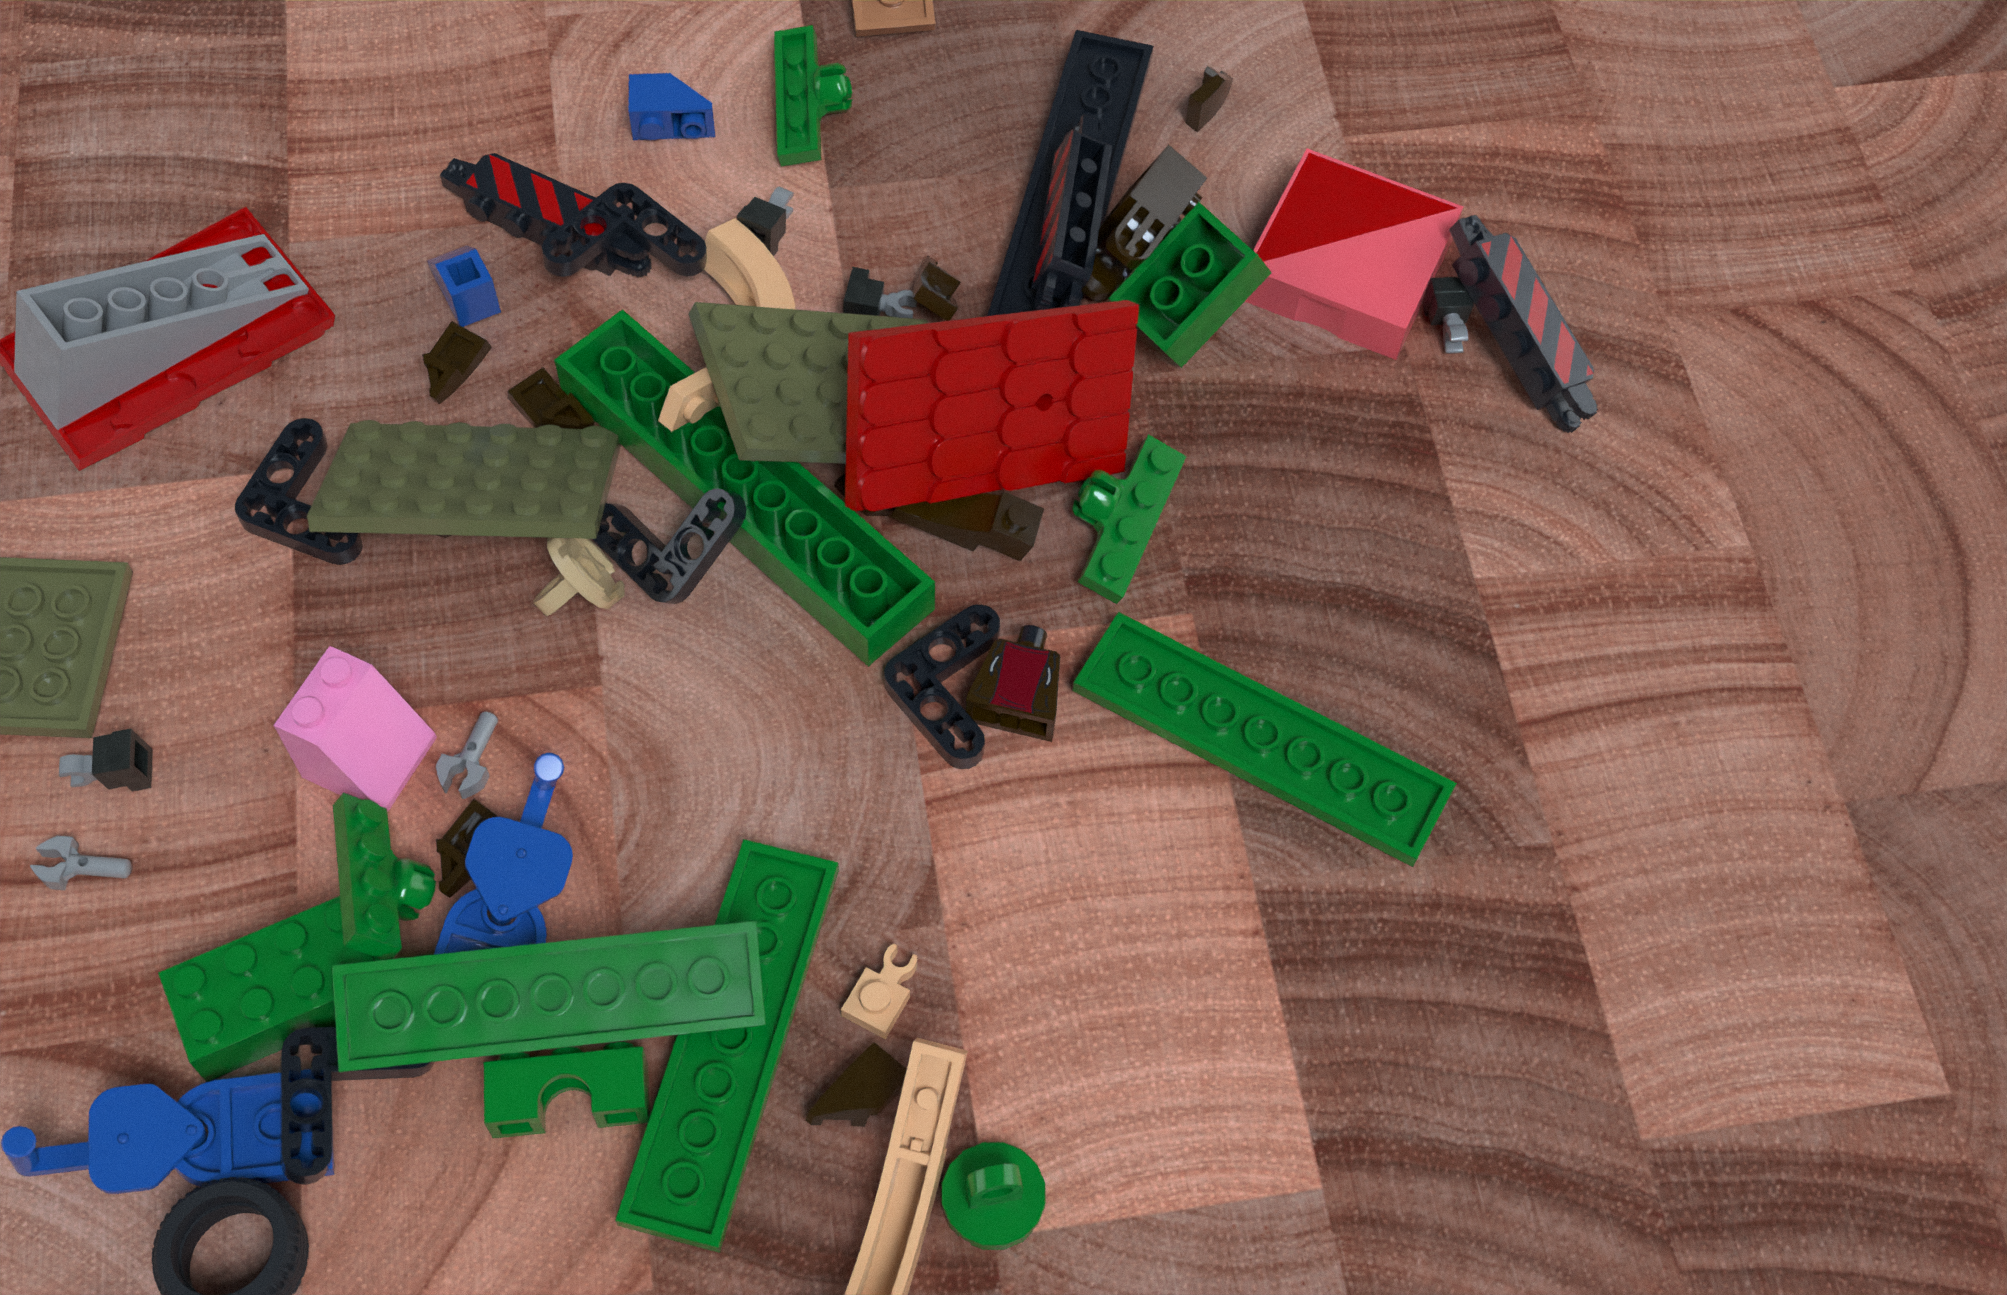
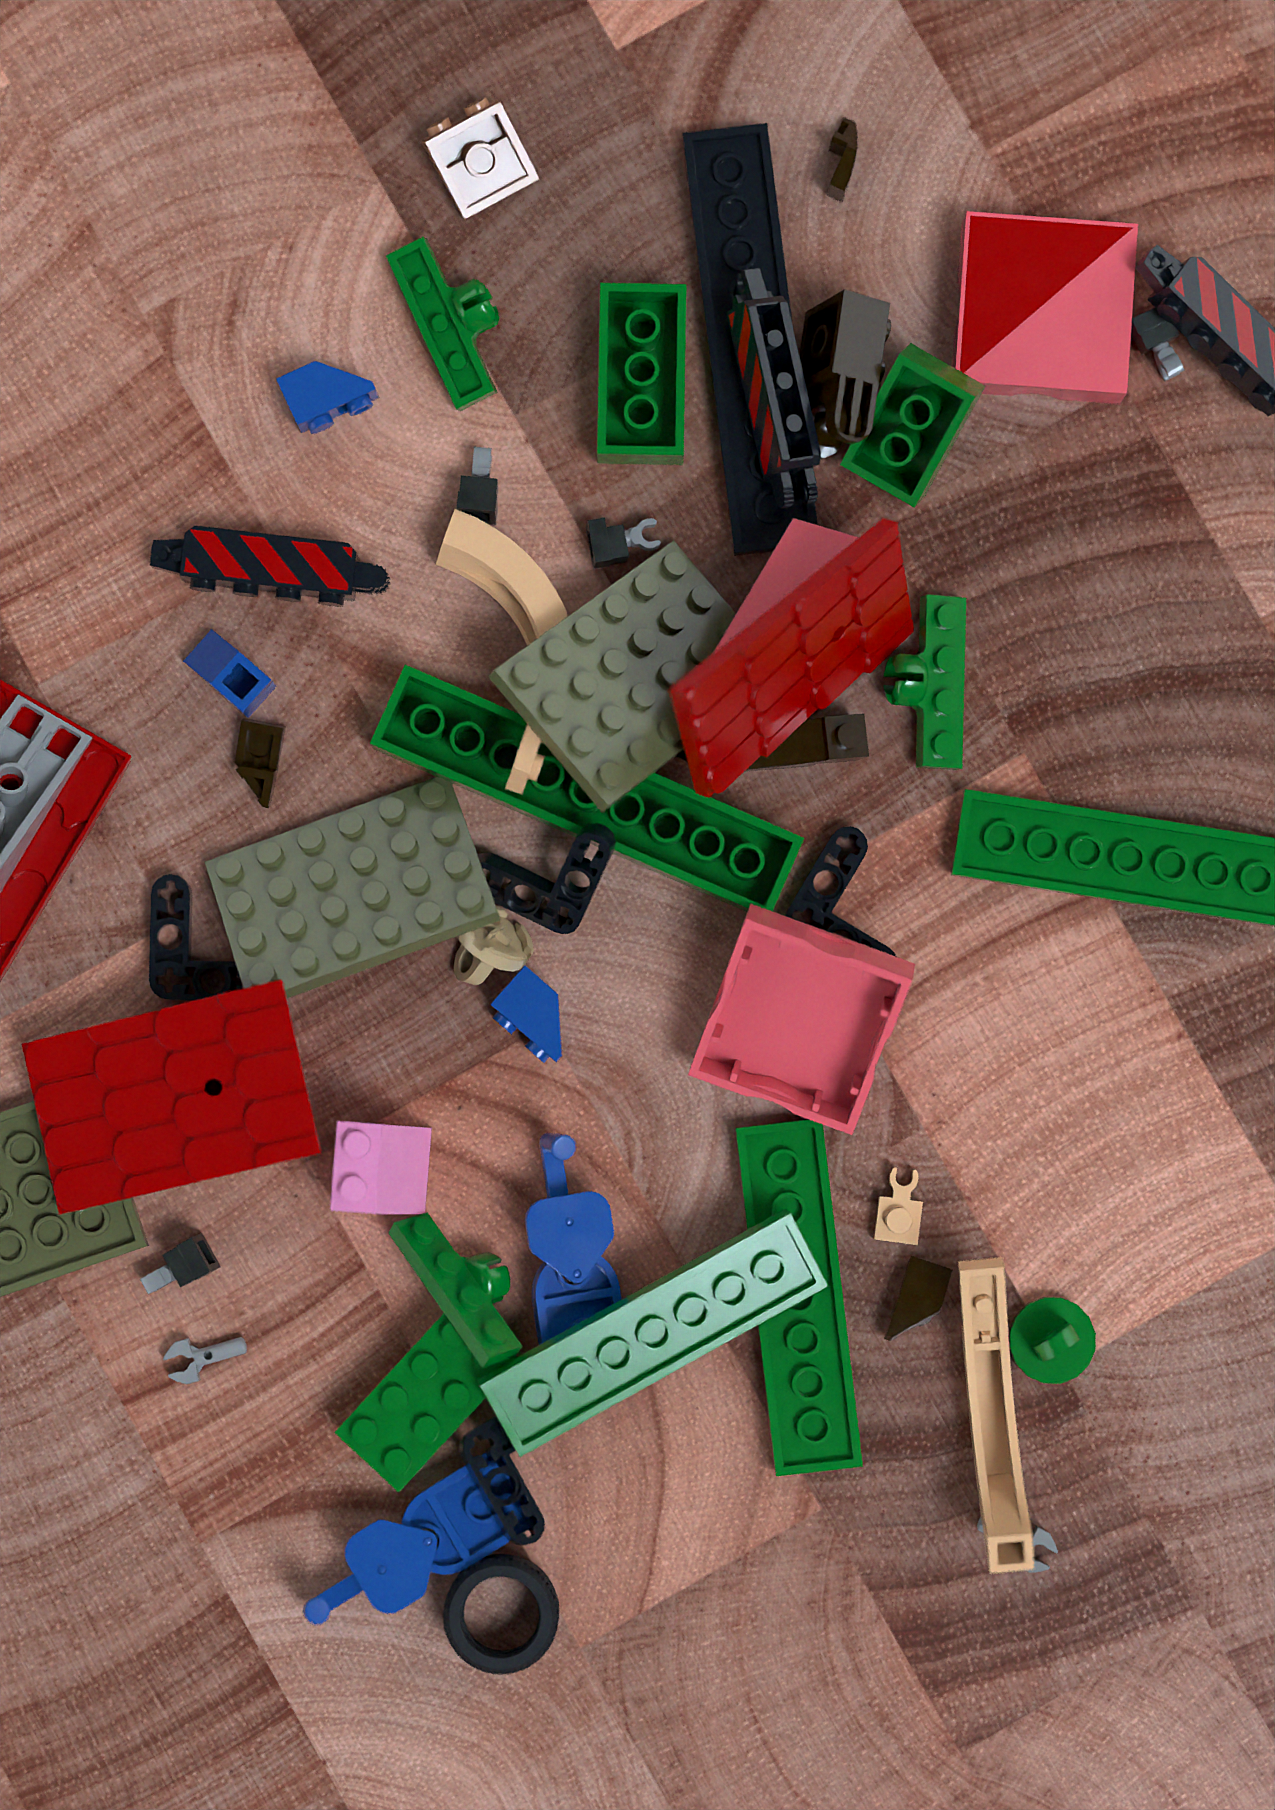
camera: 20 degrees left, 25 degrees up
(192, 582) = (130, 1104): none -> red piece
(455, 845) = (507, 1215): dark brown slope -> none
(469, 758) = (470, 1136): light grey bar -> none
(523, 1086) = (723, 1369): green arch -> none
(547, 404) = (369, 769): dark brown slope -> none
(592, 655) = (534, 1010): none -> blue slope
(622, 221) = (350, 565): black beam -> none
(857, 747) = (802, 1018): none -> coral tile
(935, 289) = (667, 508): dark brown slope -> none
(955, 179) = (641, 373): none -> green brick
(1017, 686) = (906, 893): torso -> none

